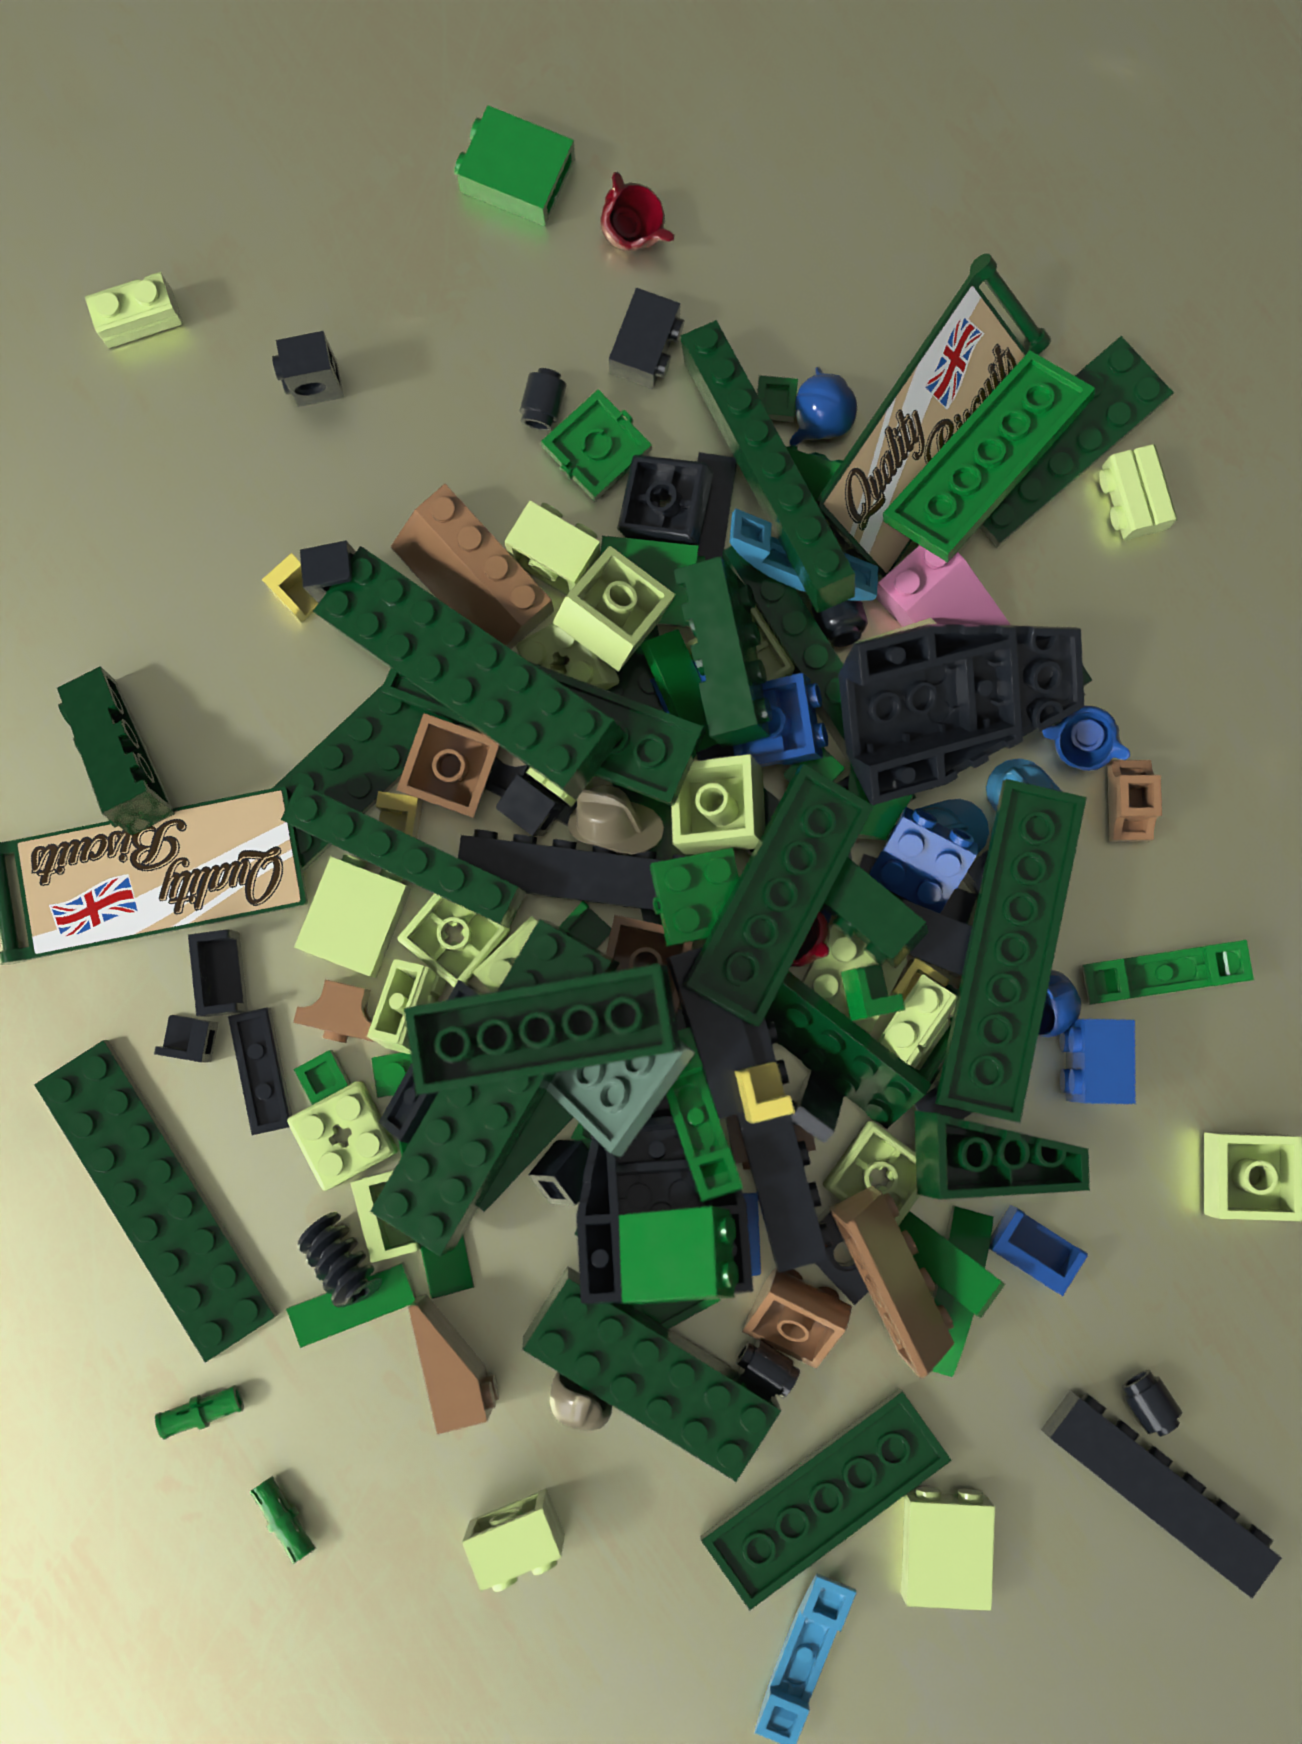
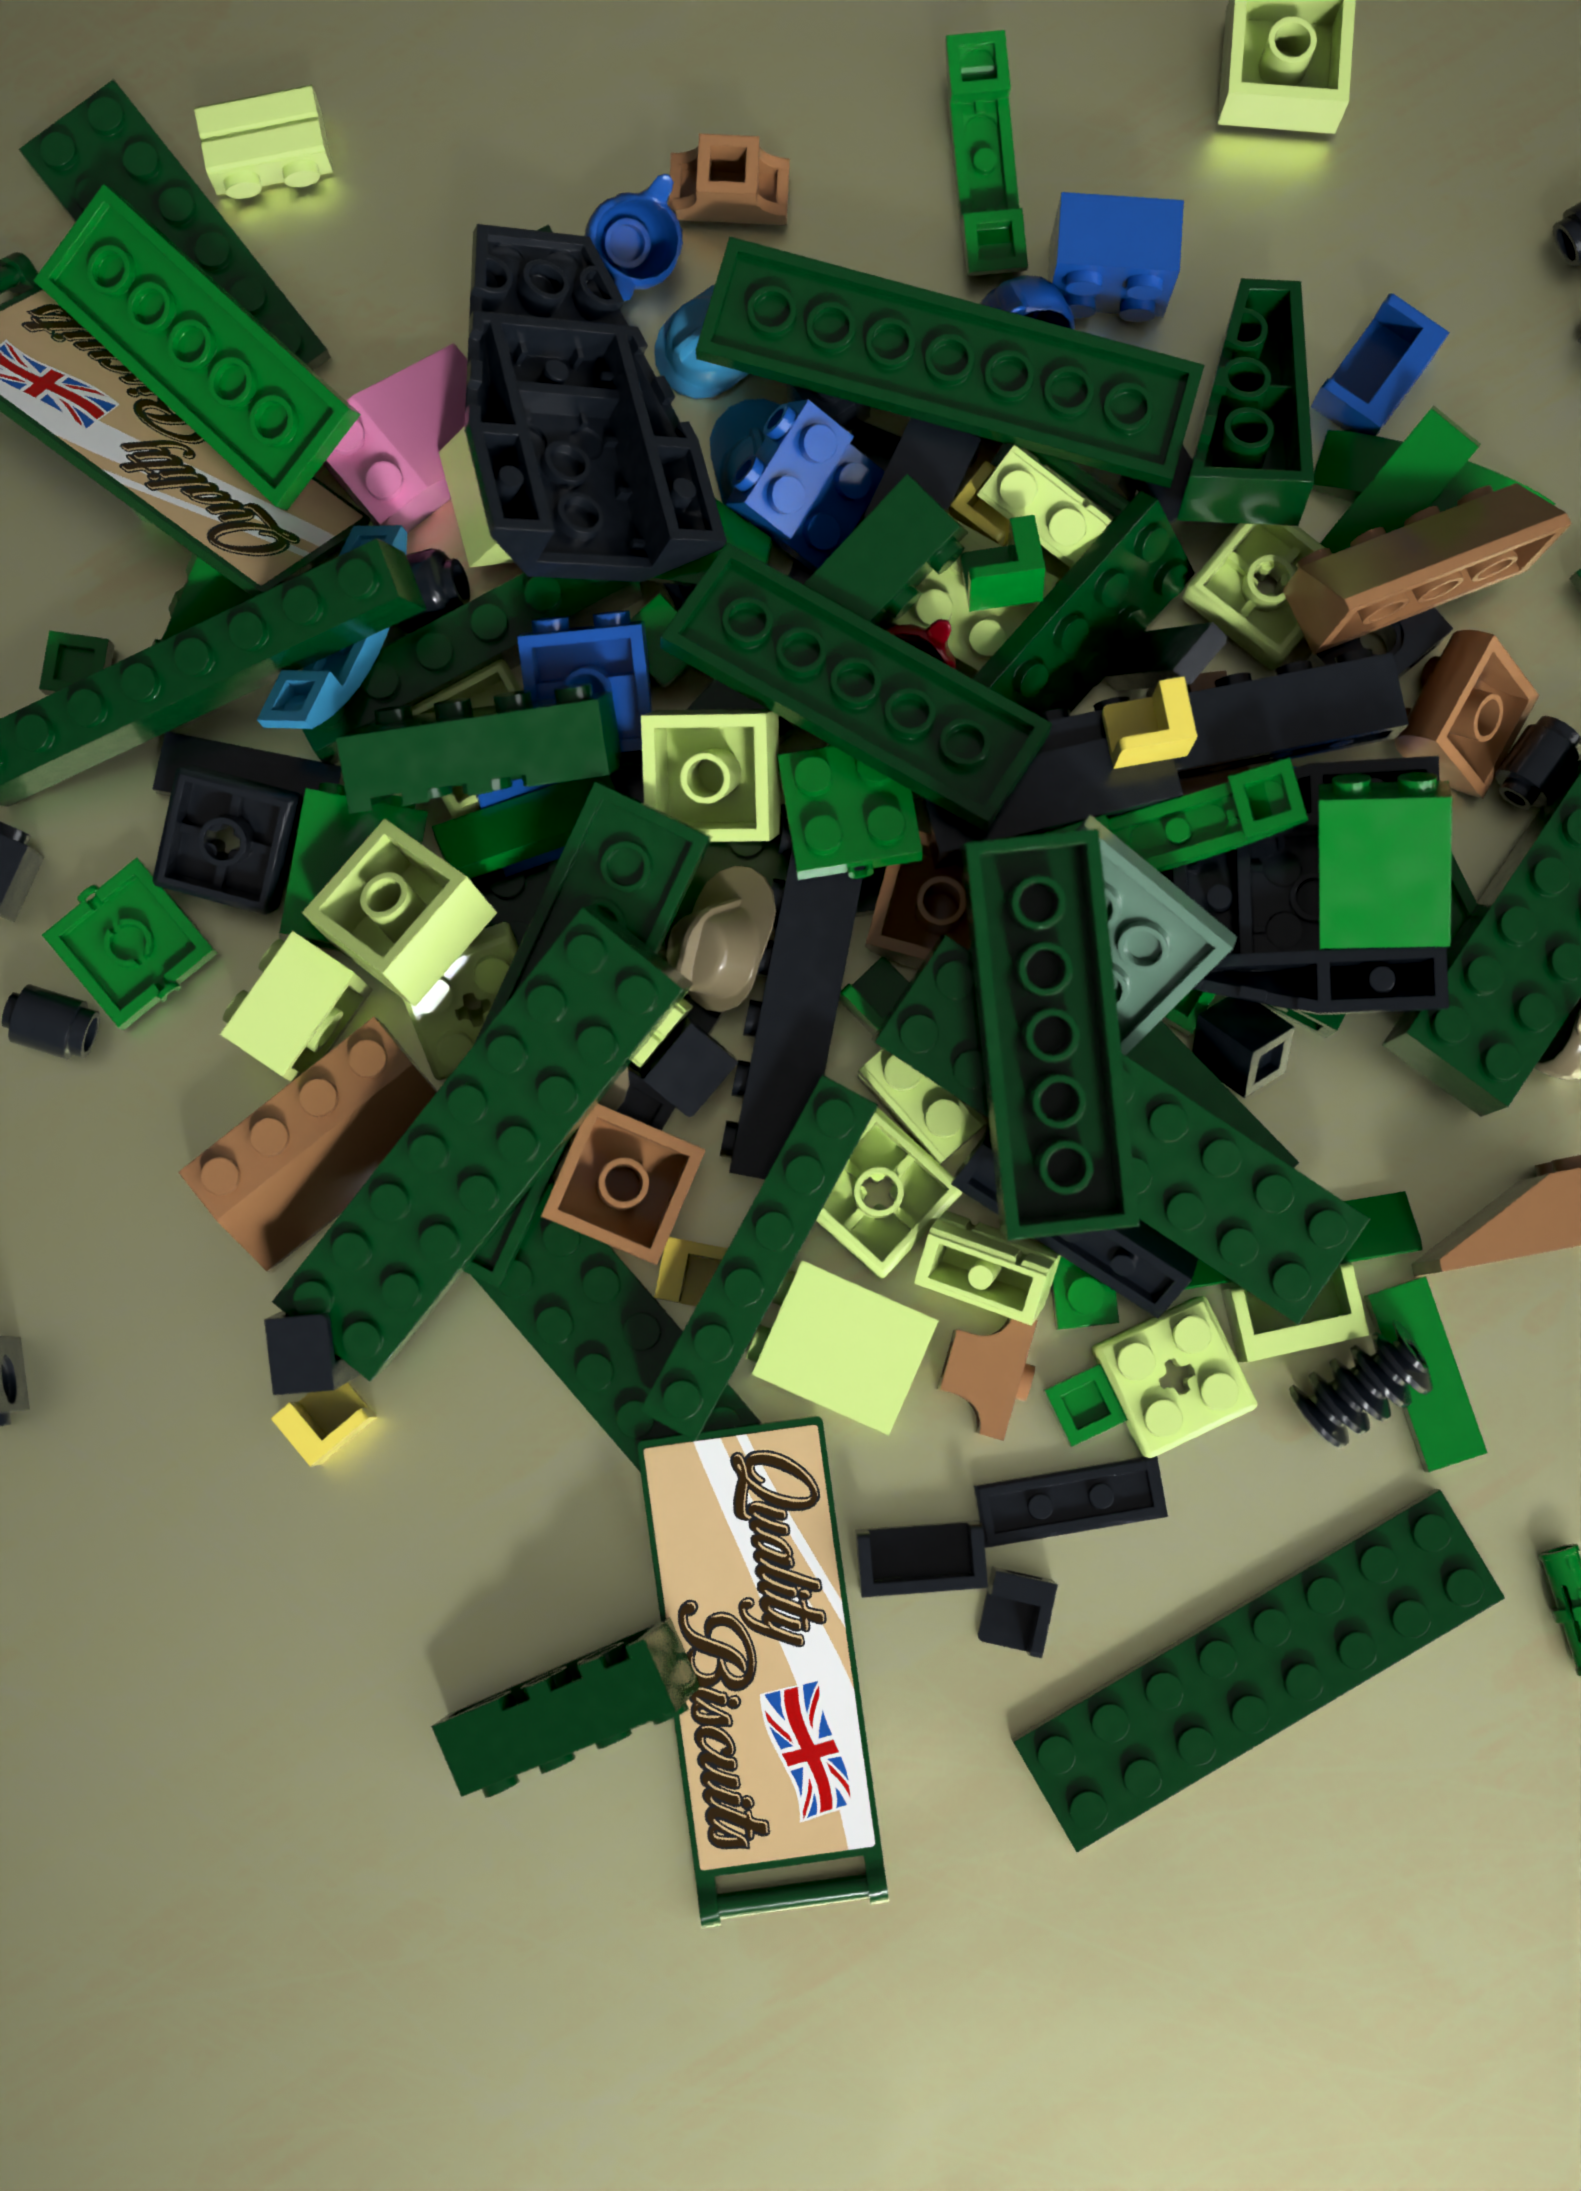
camera: 85 degrees left, 0 degrees up
(824, 408) = (97, 594): blue hair -> none

